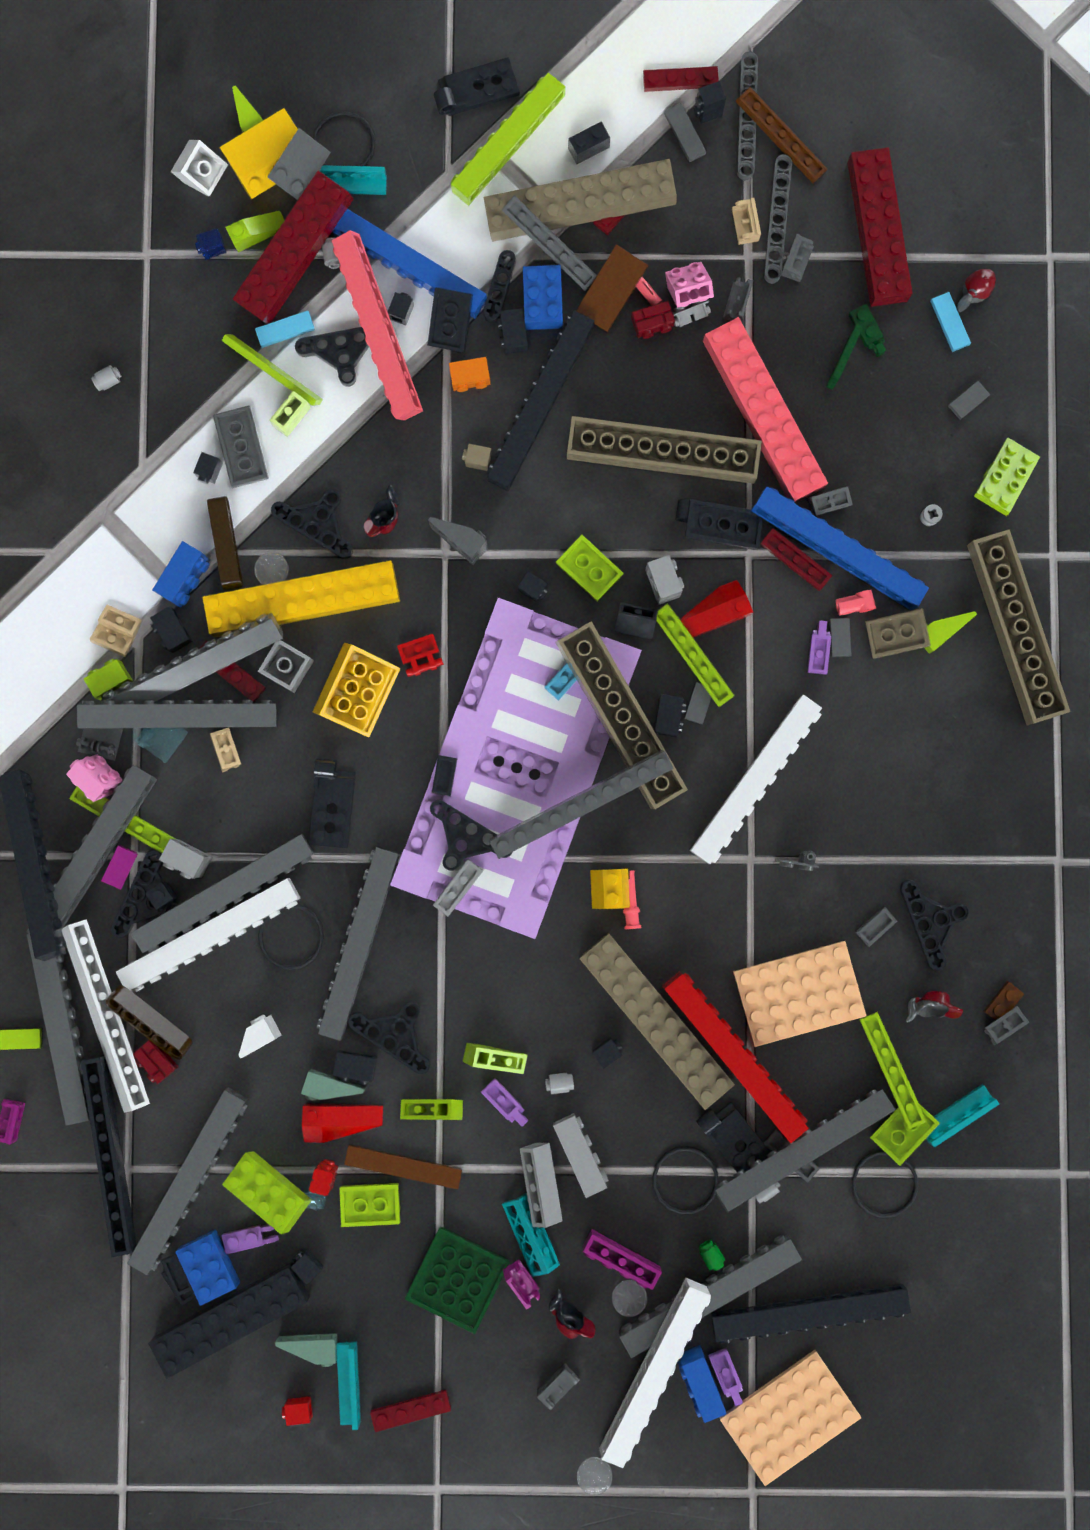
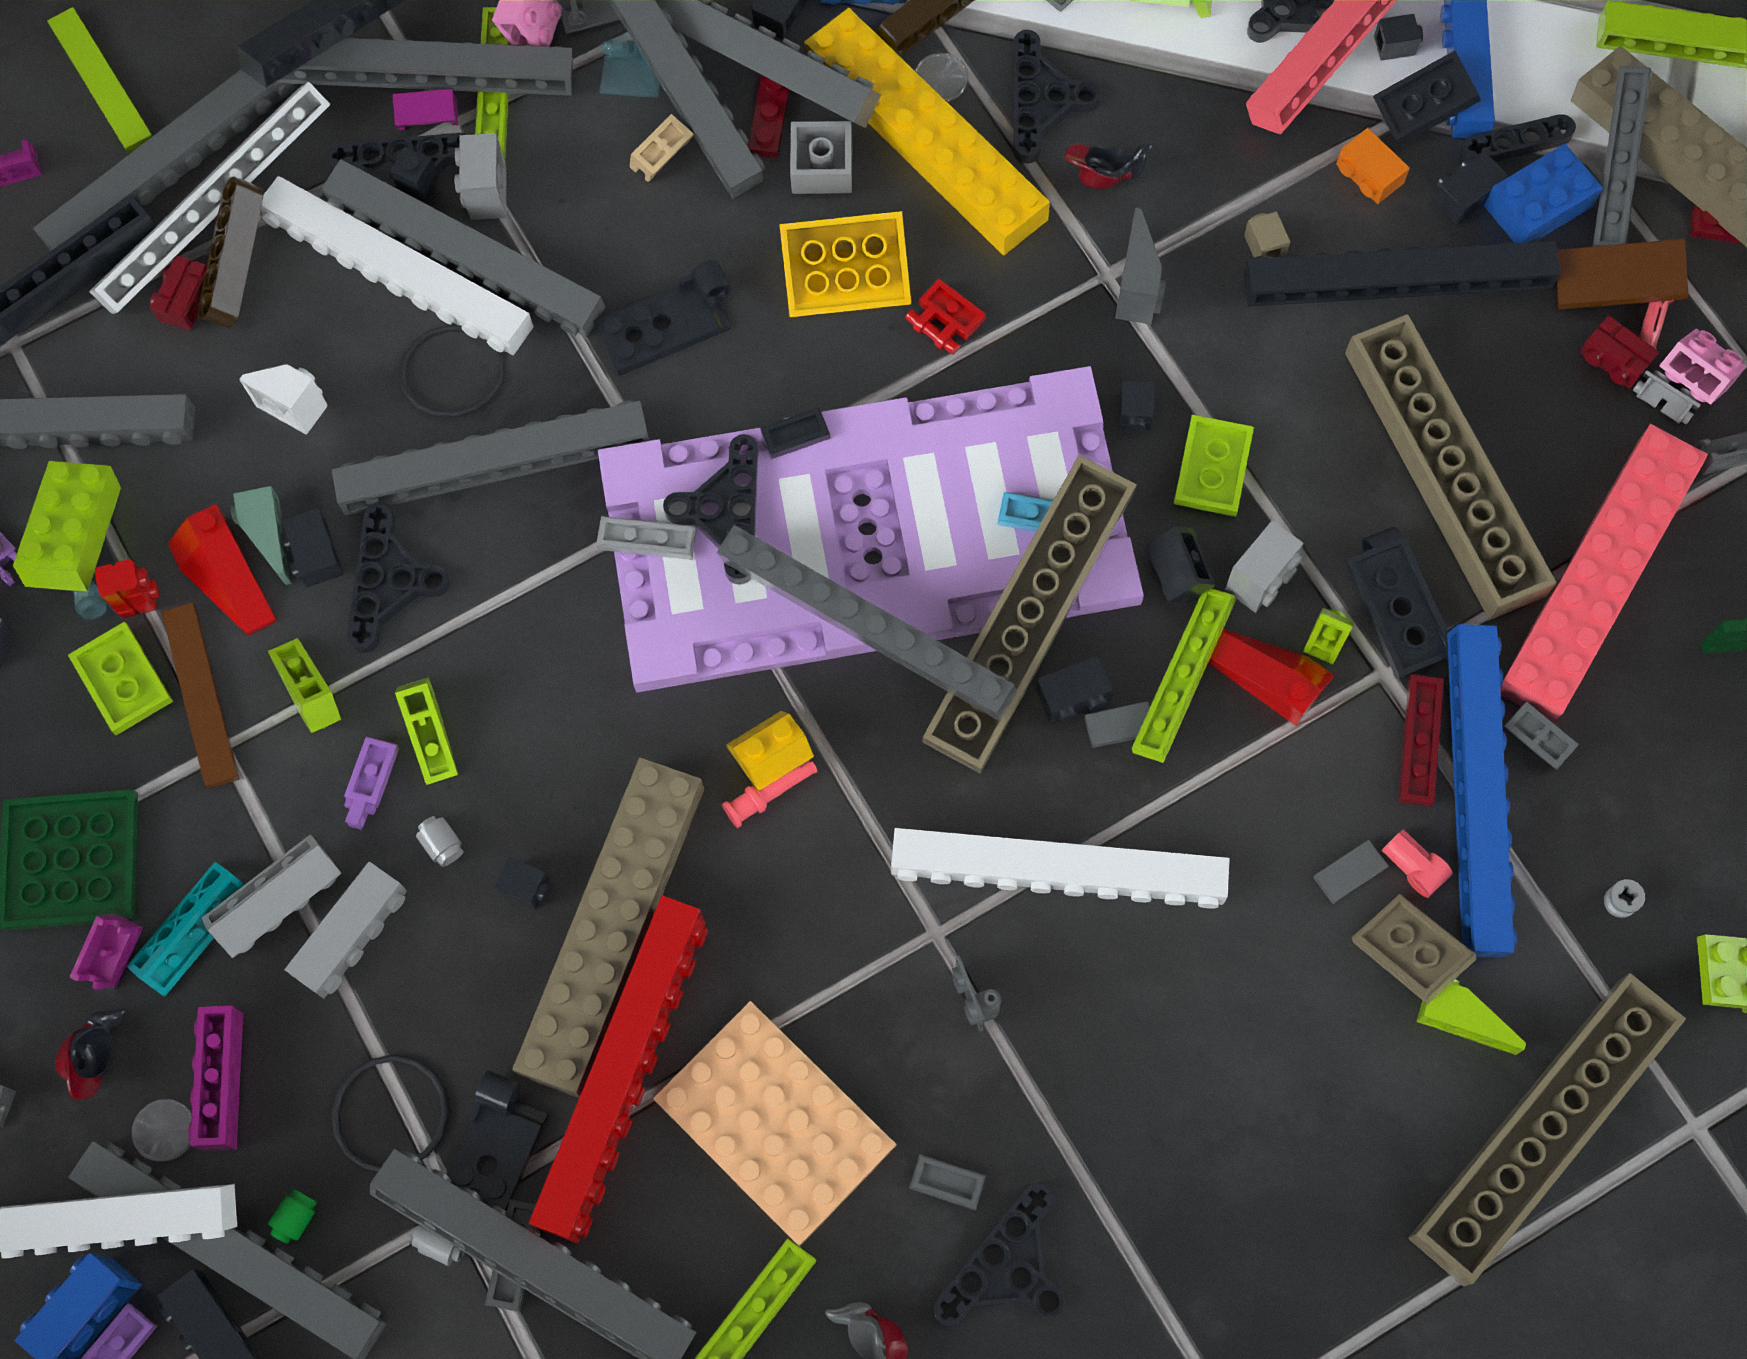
camera: 60 degrees right, 15 degrees down
(717, 568) = (1328, 635): none -> lime slope
(819, 649) = (1312, 850): medium lavender hinge -> none

